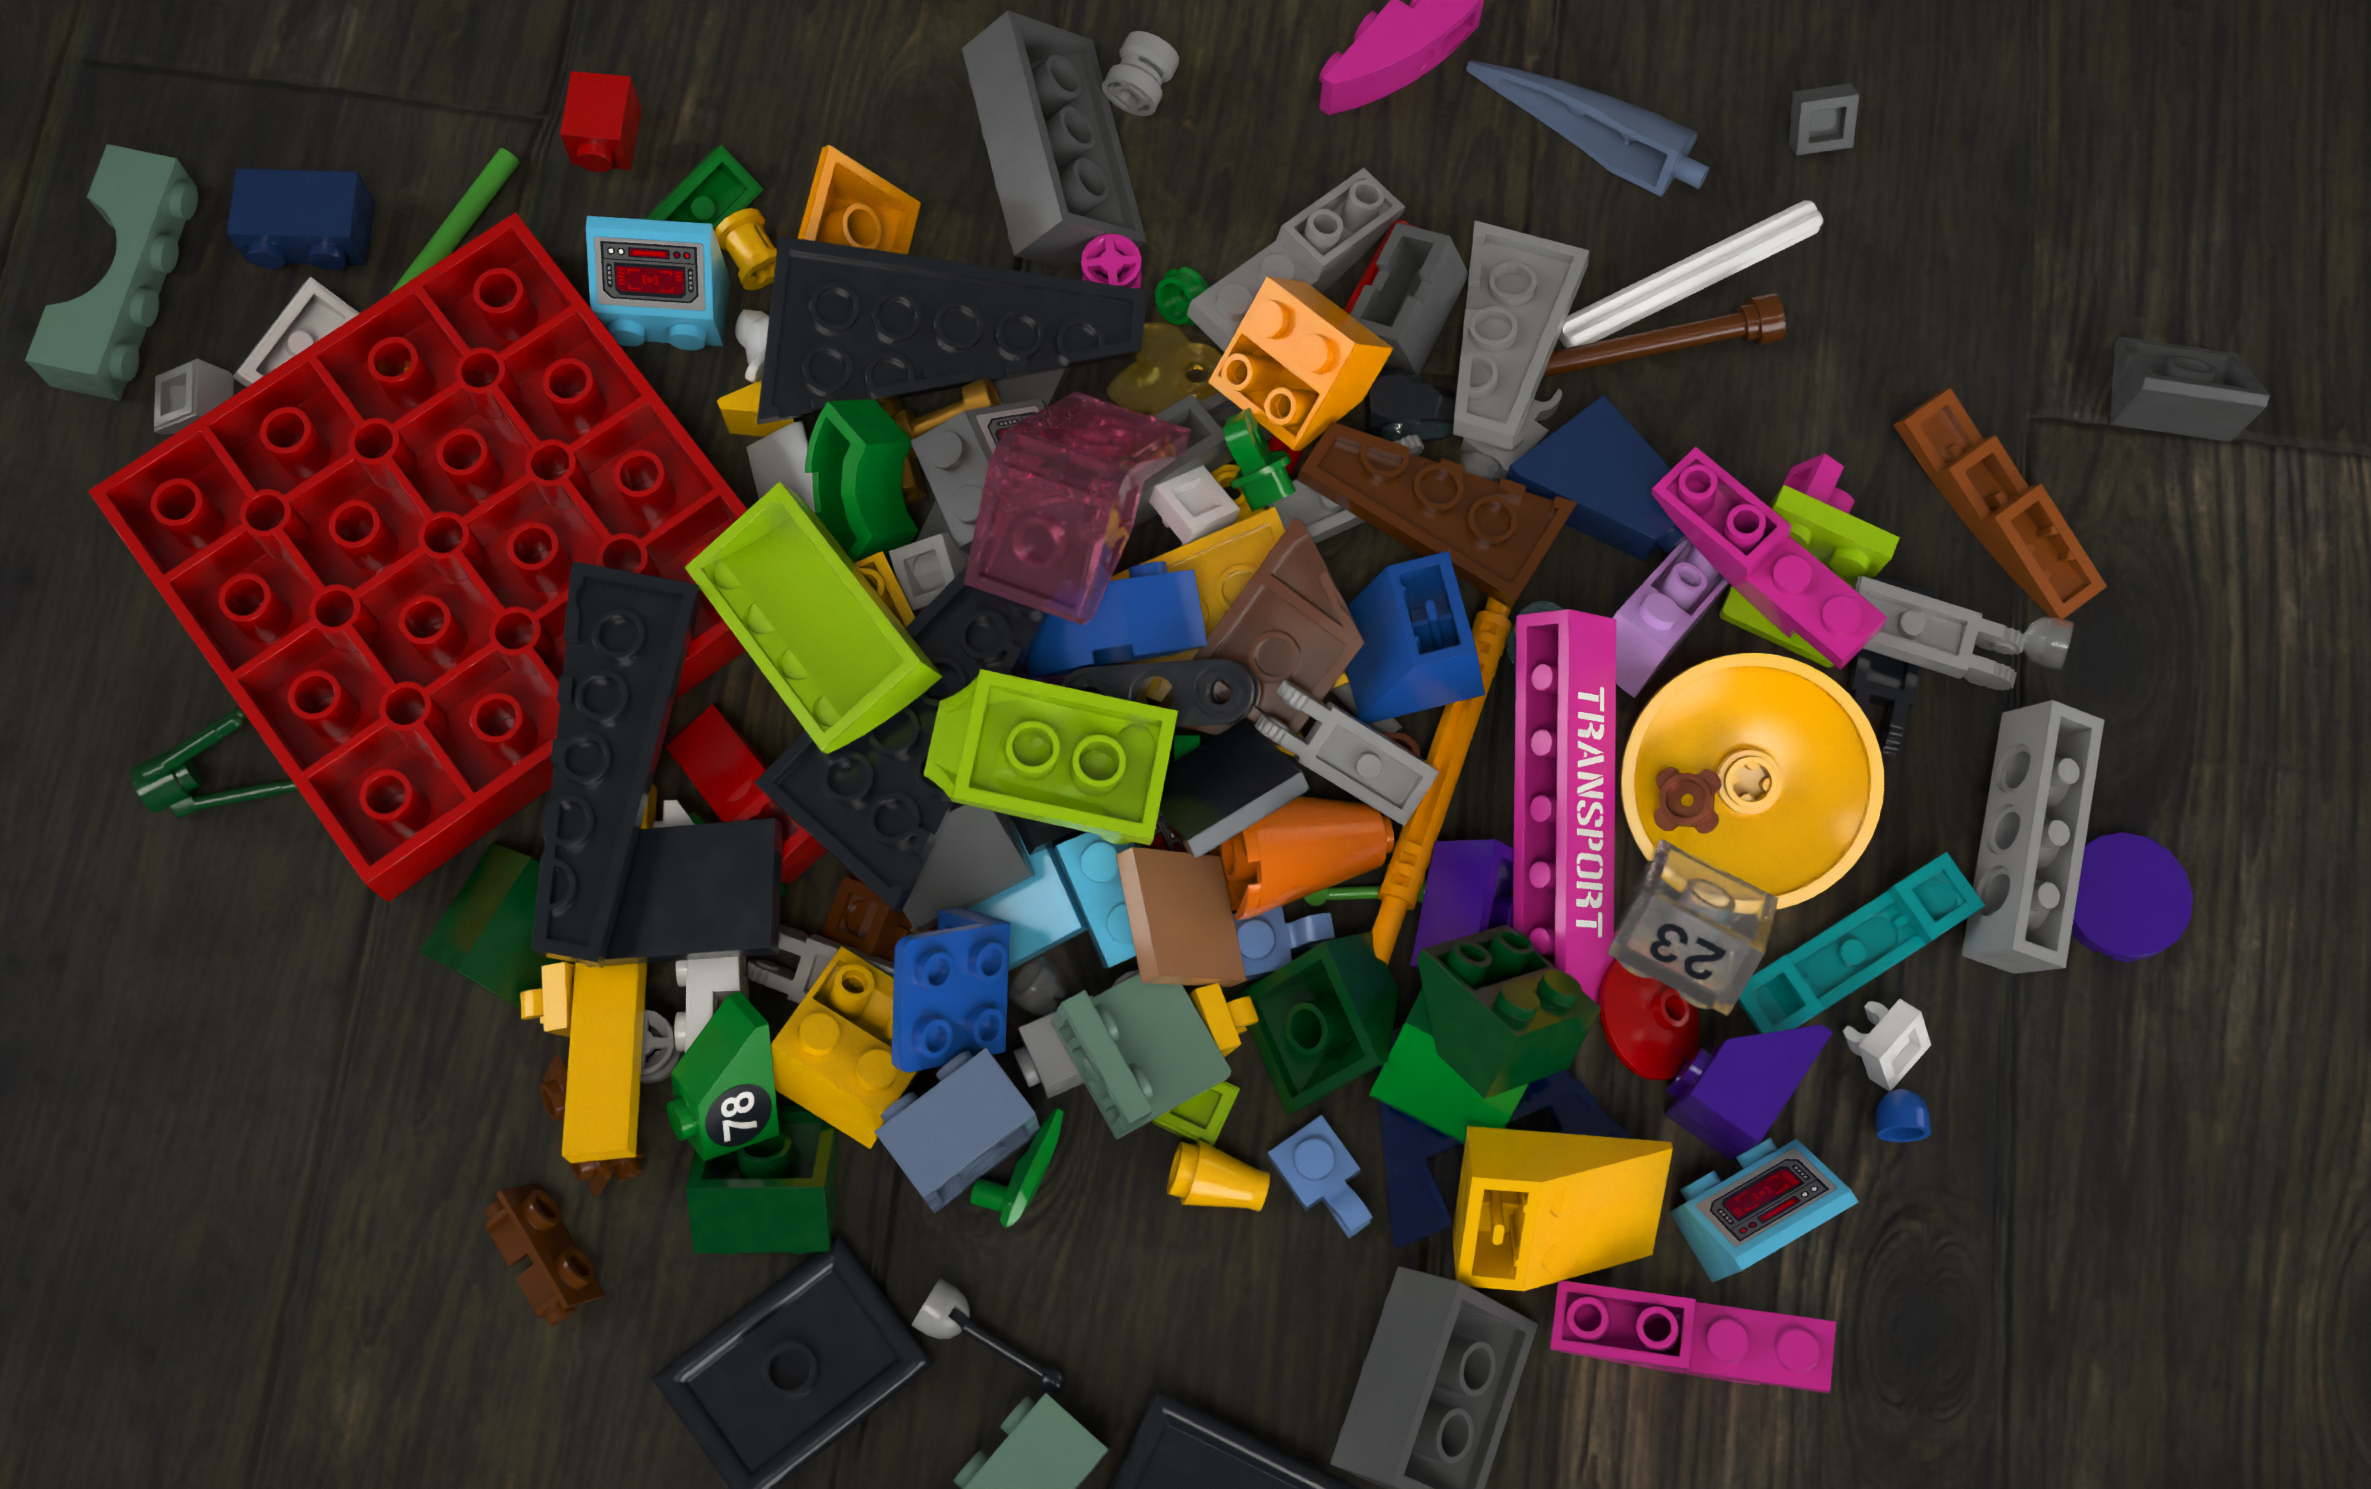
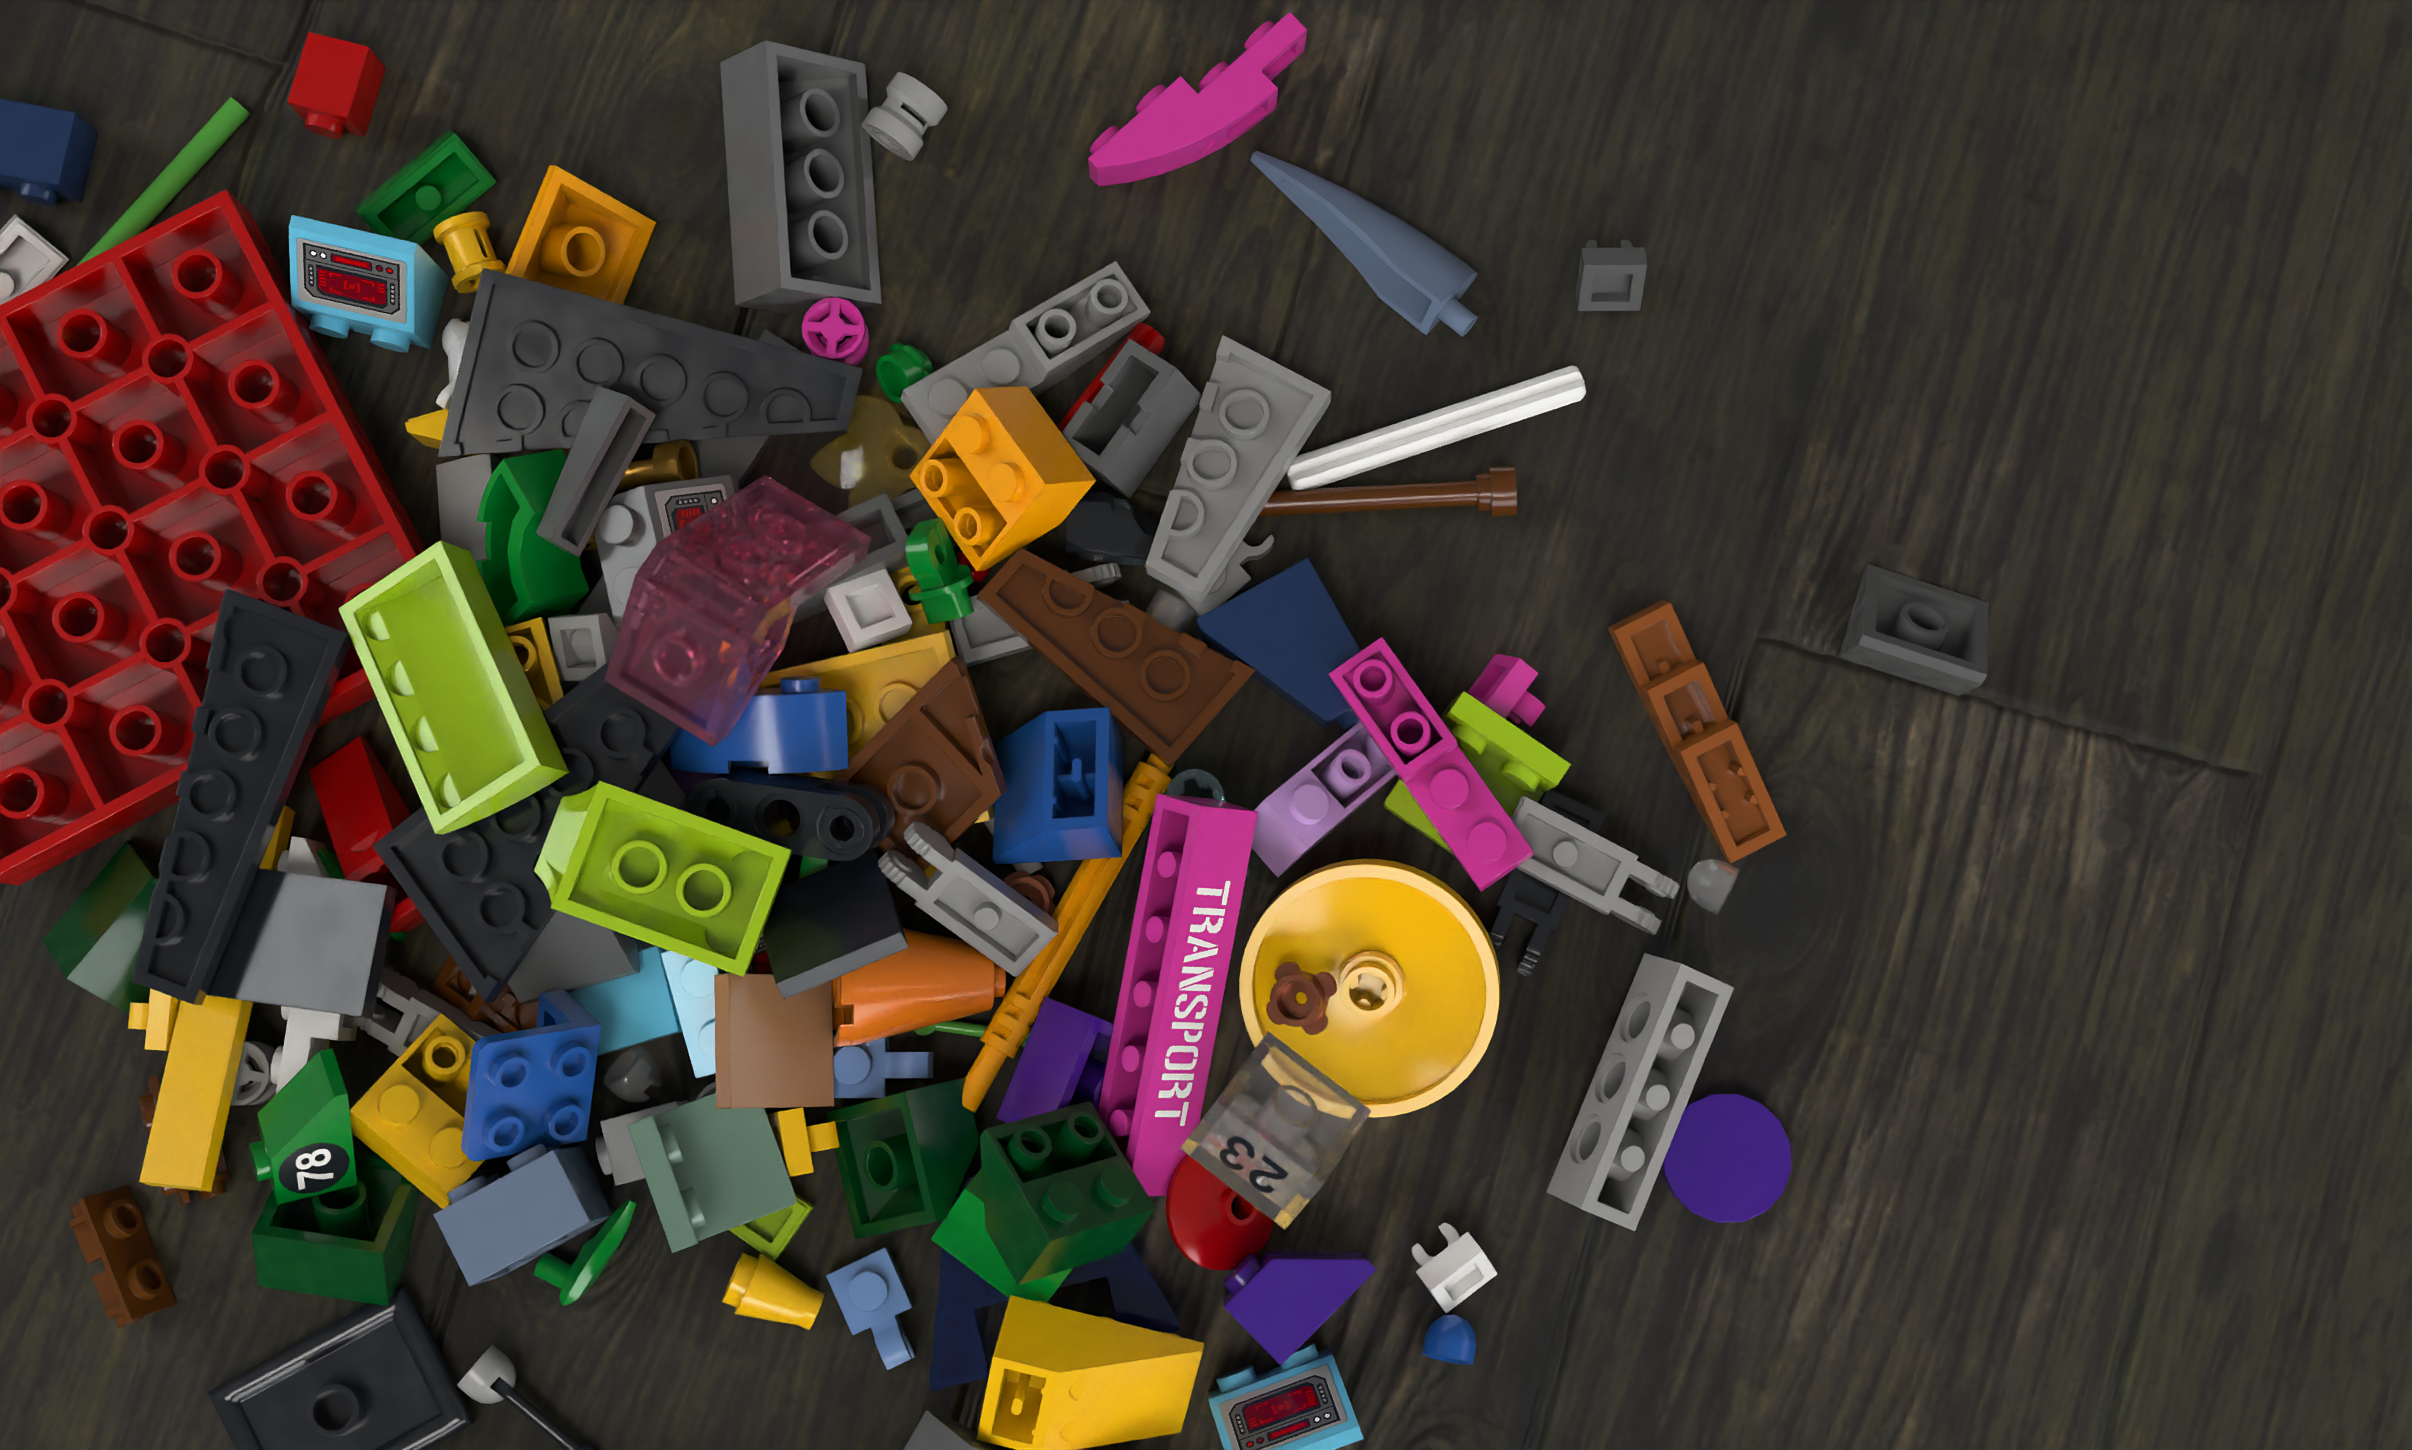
camera: 10 degrees right, 10 degrees up
(915, 400) = (594, 468): none -> dark grey piece
(1860, 947) = (1440, 1171): teal slope -> none

